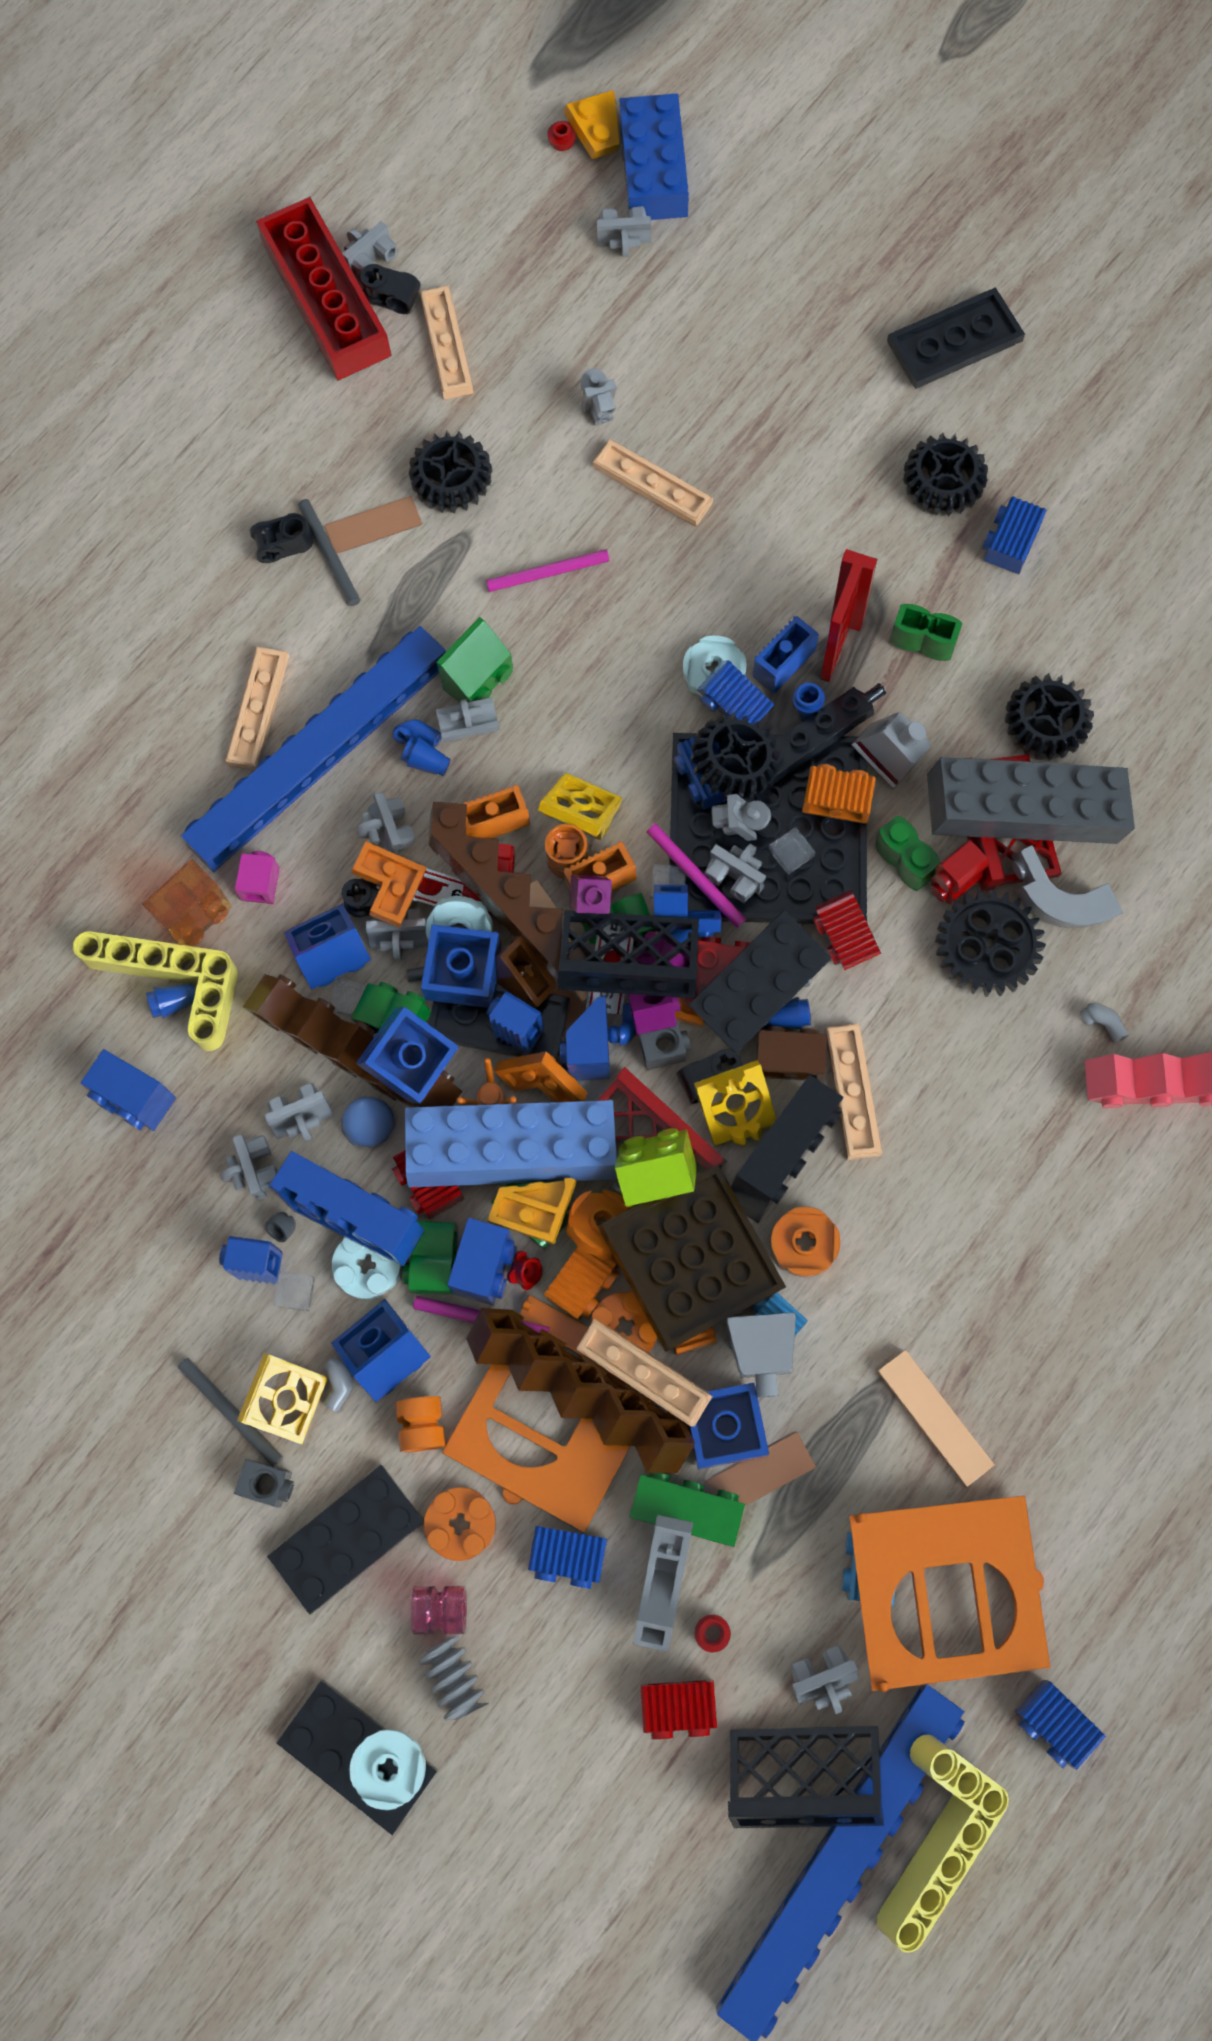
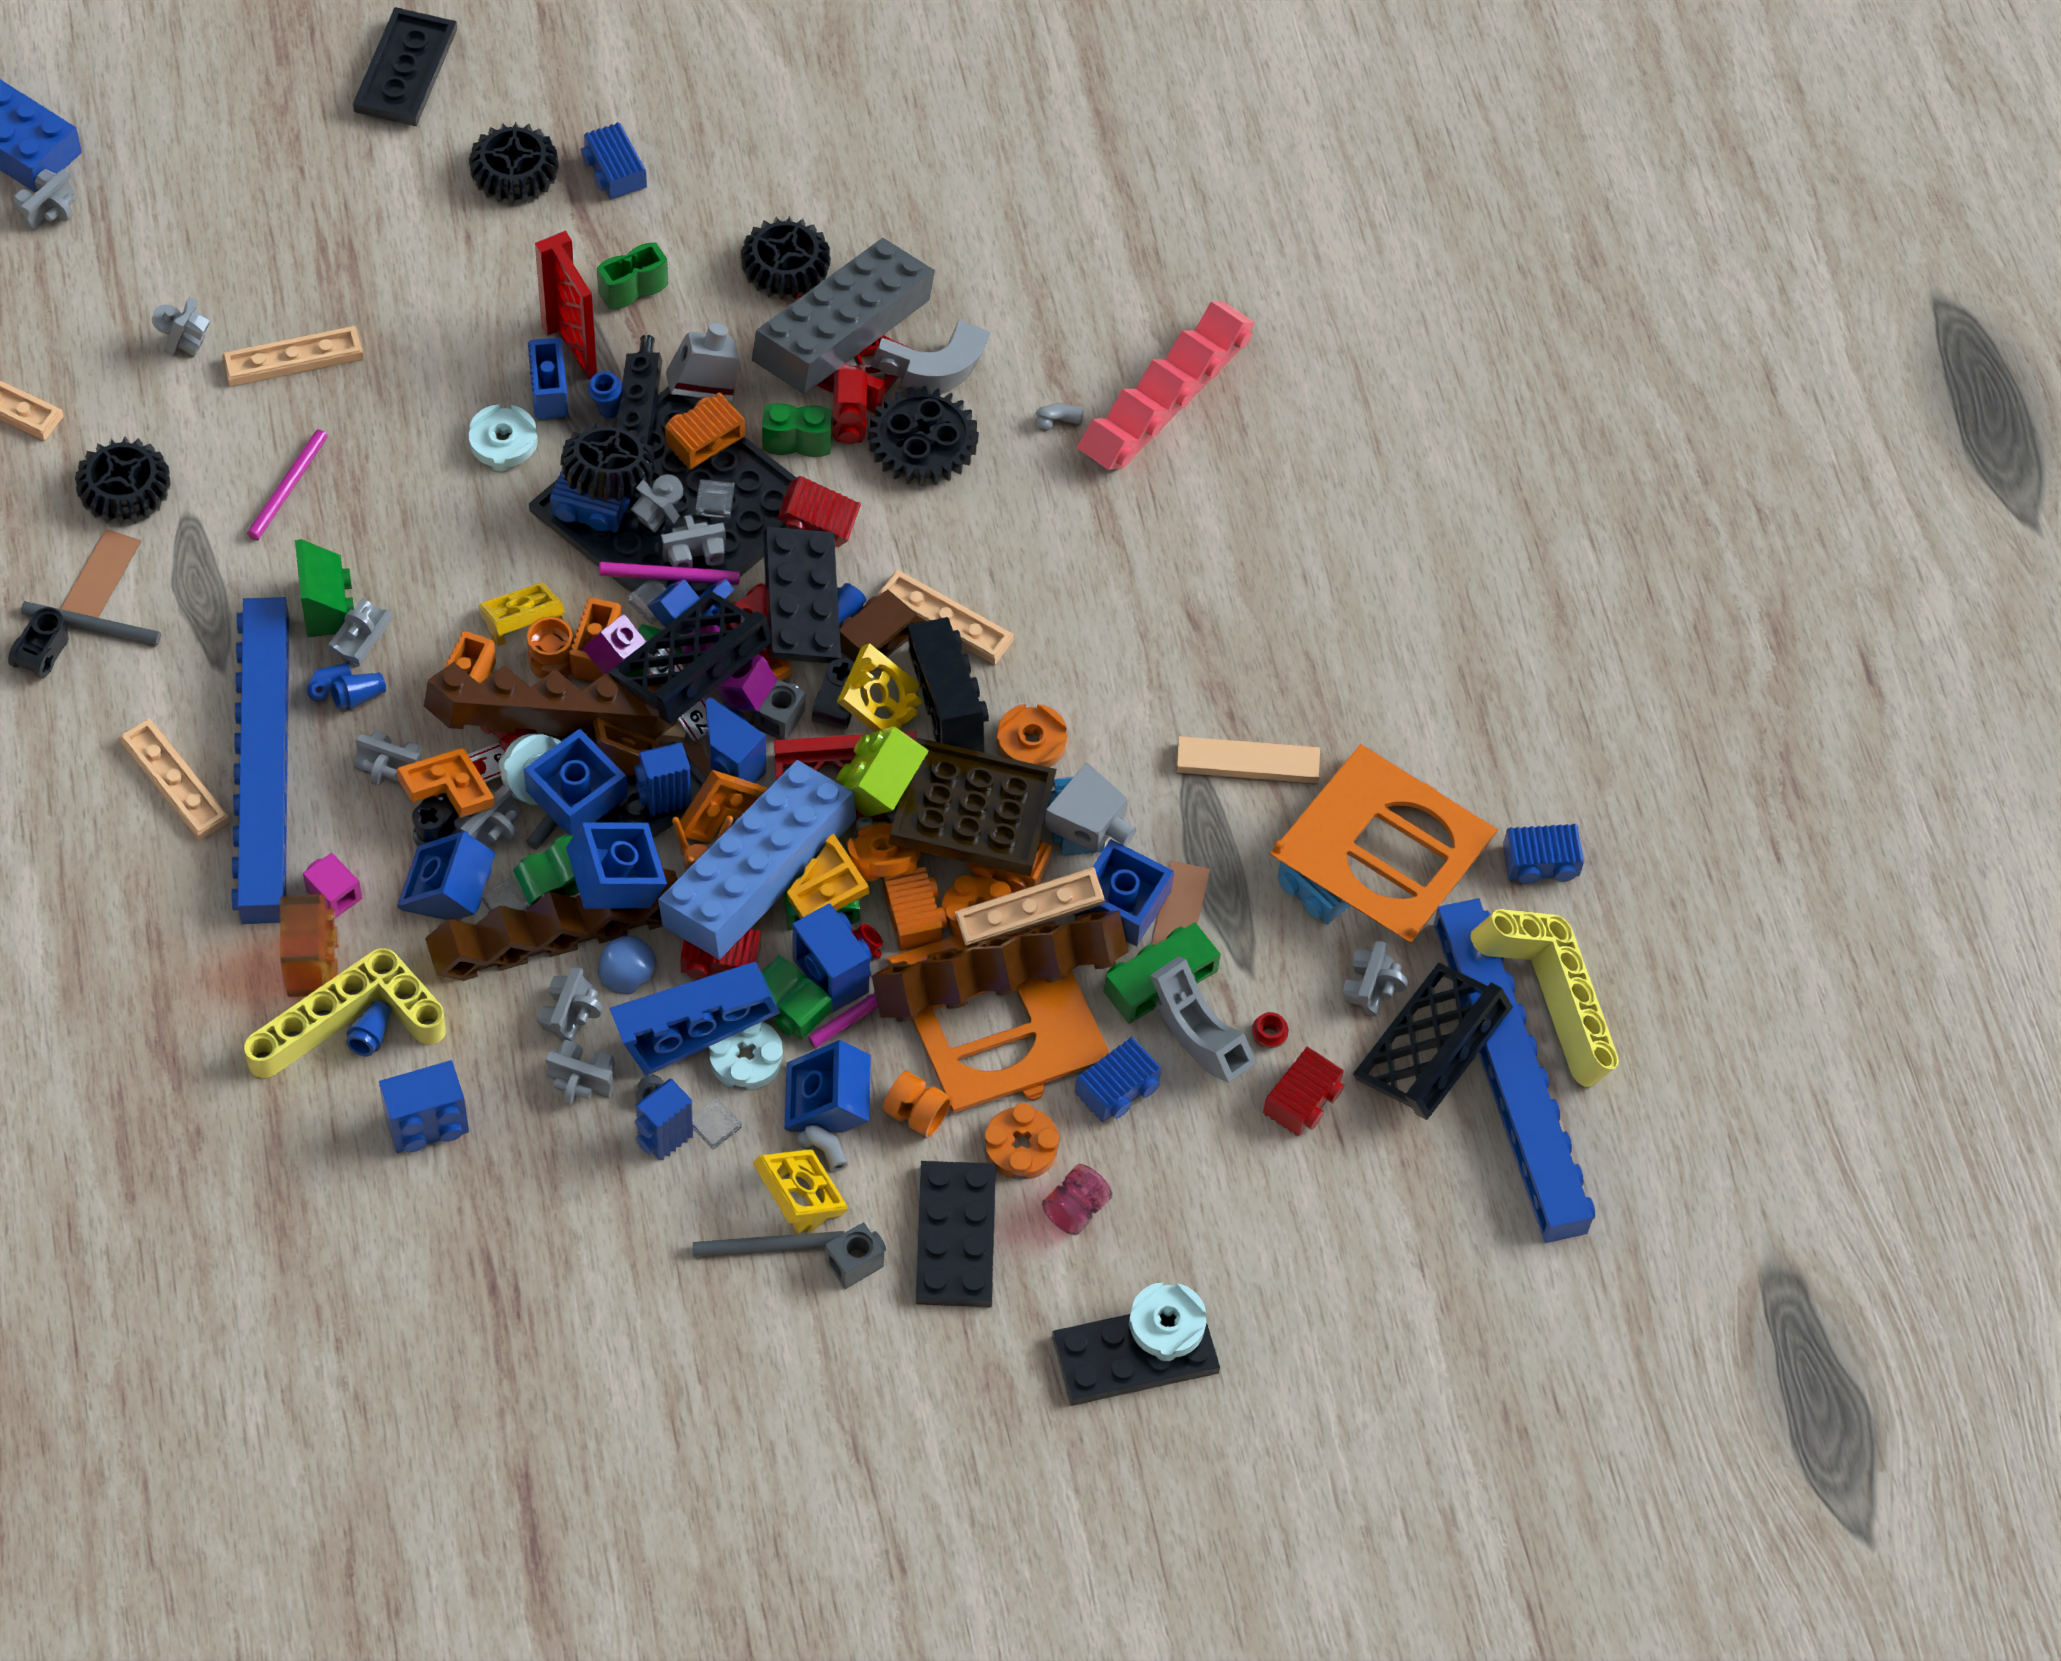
camera: 60 degrees left, 15 degrees down
(452, 1679) = (1139, 1230): light grey piece -> none
(733, 693) = (542, 434): blue brick -> none

